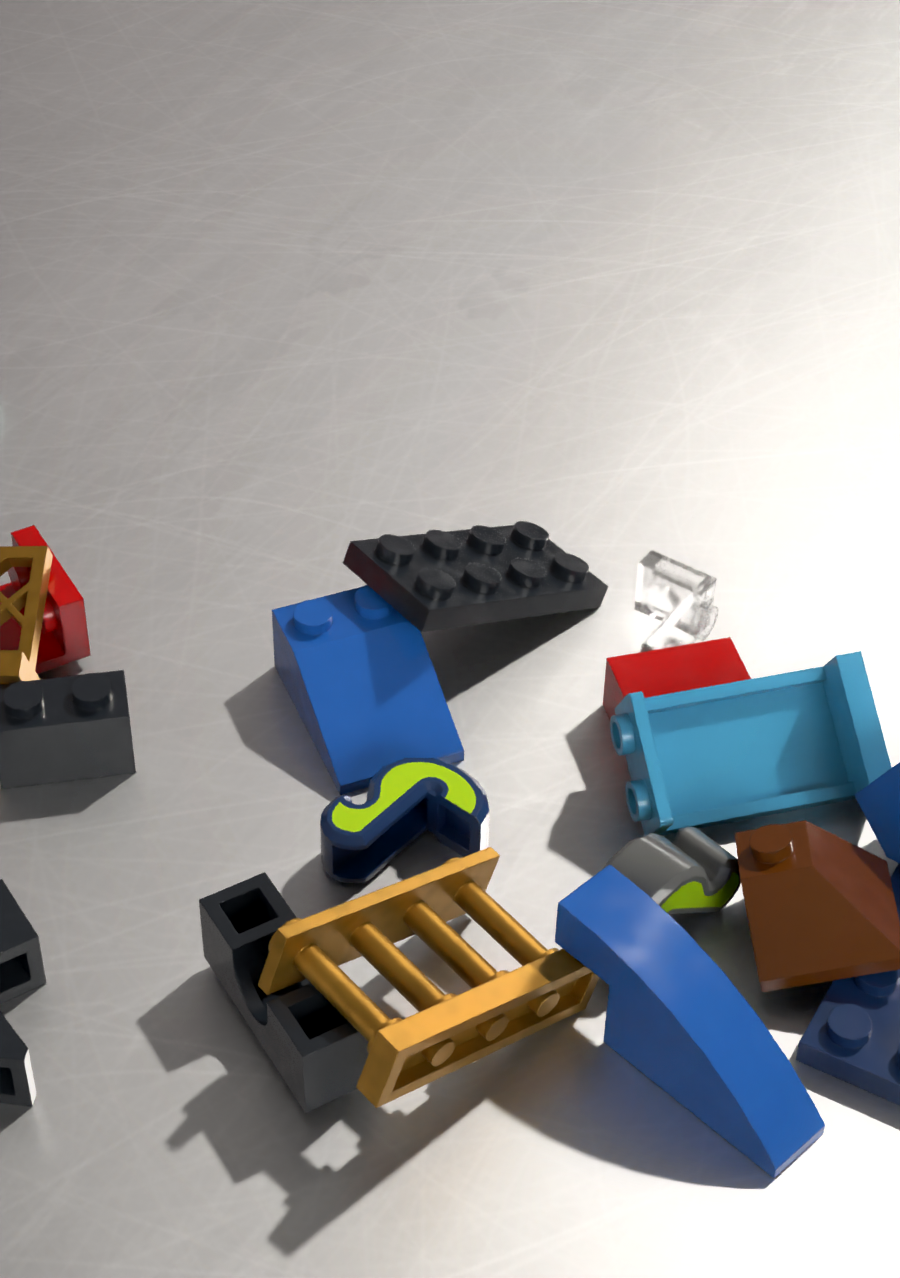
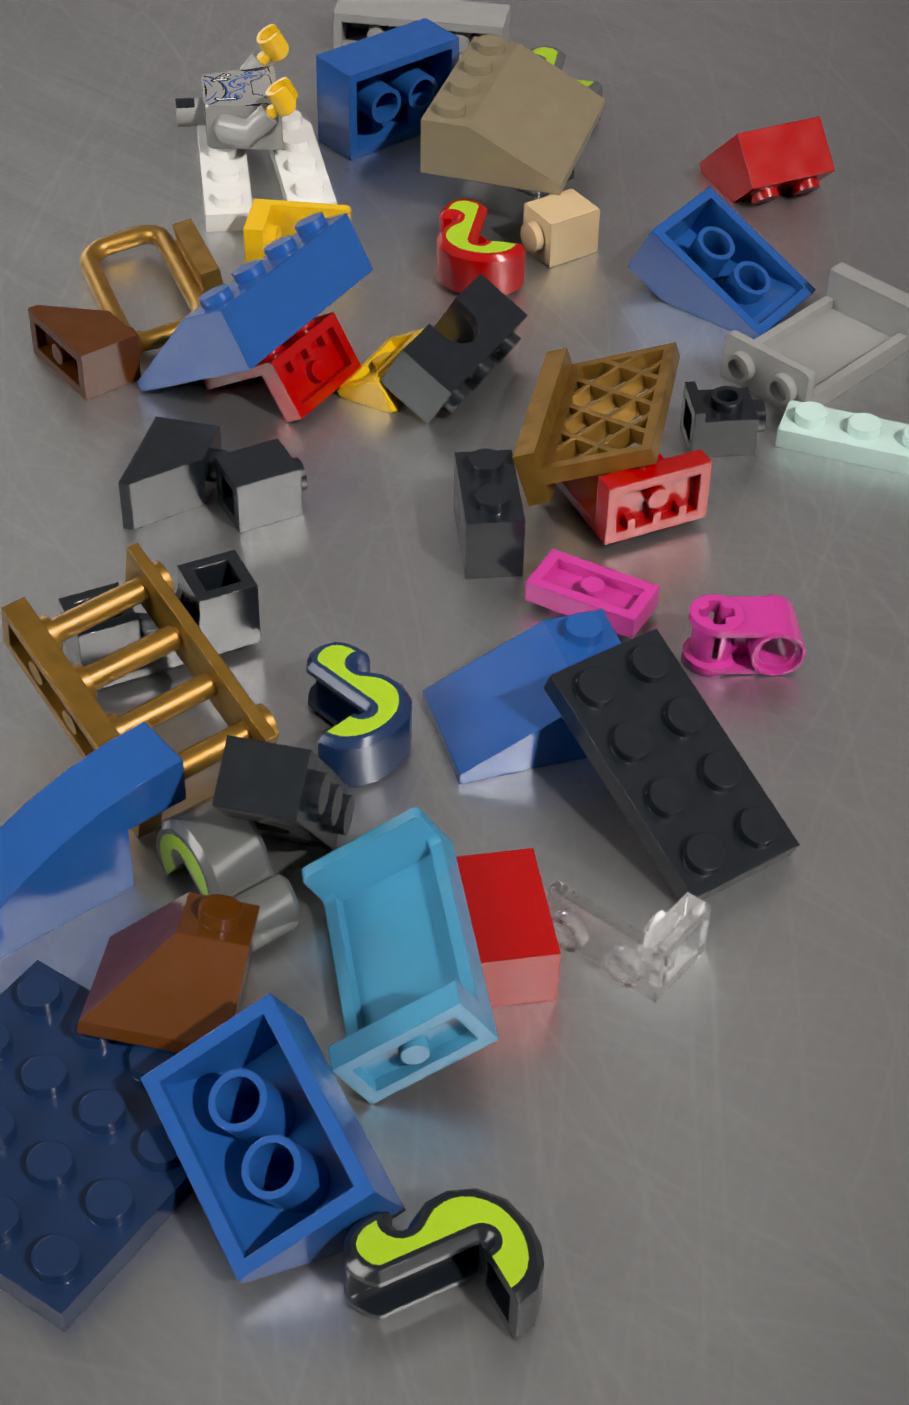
camera: 95 degrees right, 0 degrees up
(186, 655) = (579, 586): none -> dark pink plate
(254, 549) = (745, 633): none -> dark pink piece
(639, 779) = (283, 792): none -> black arch

